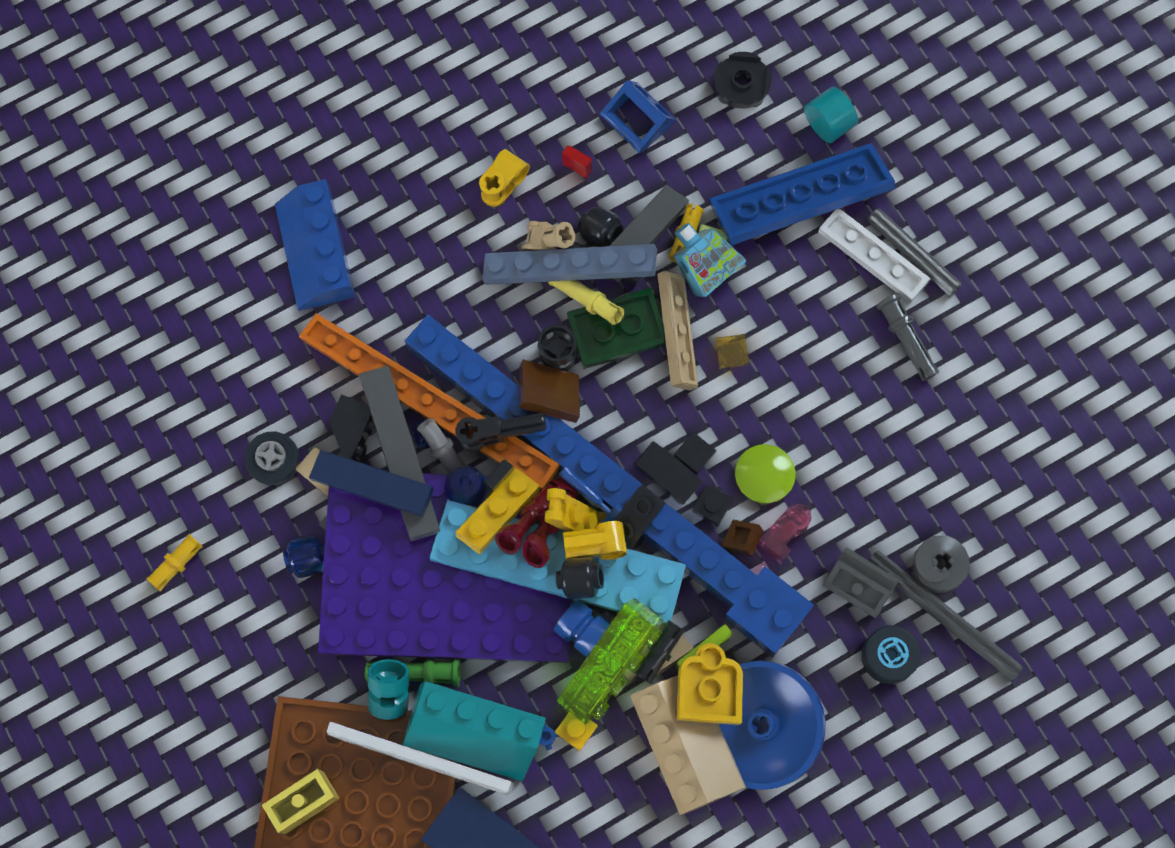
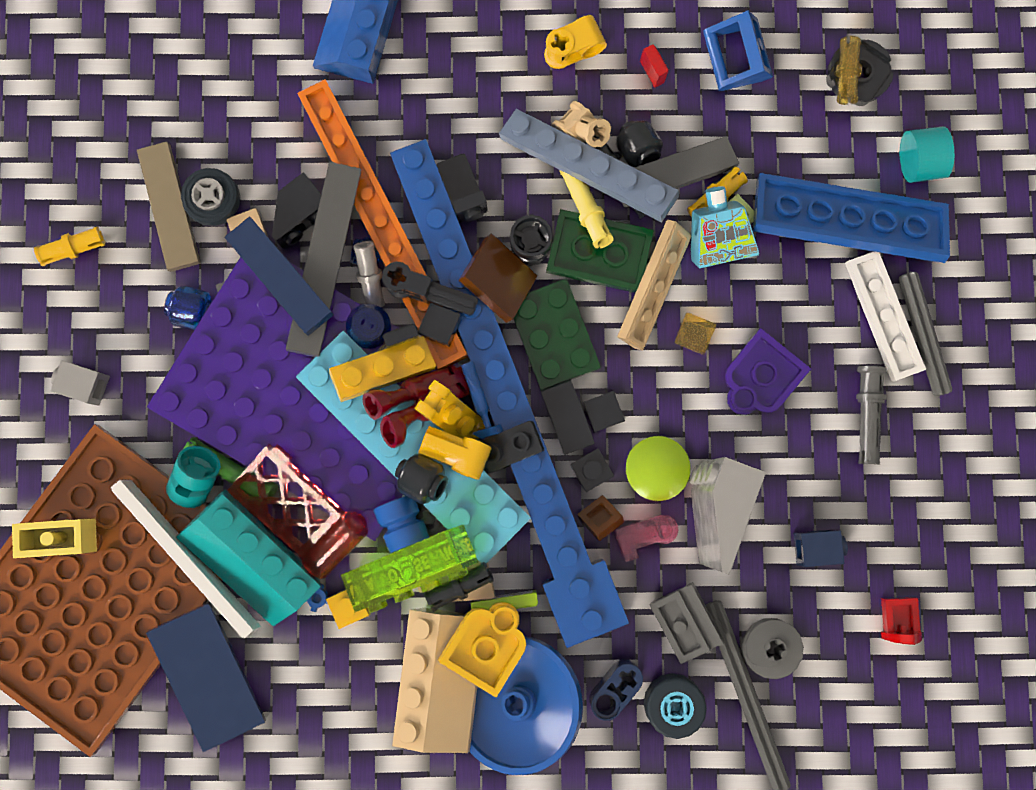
camera: 25 degrees right, 10 degrees up
(240, 486) = (167, 207): none -> dark tan tile
(245, 669) = (79, 383): none -> light grey brick
(485, 343) = (462, 188): none -> black bracket
(524, 451) = (439, 324): none -> black tile
(533, 674) = (327, 544): none -> clear red piece
(620, 414) = (555, 335): none -> dark green plate
(733, 83) = (848, 70): none -> clear yellow pin
(805, 354) = (762, 375): none -> dark purple plate
(828, 660) = (627, 689): none -> dark blue beam
(831, 467) = (722, 506): none -> light grey slope
(931, 463) = (820, 548): none -> dark blue brick
(1029, 485) = (901, 620): none -> red tile

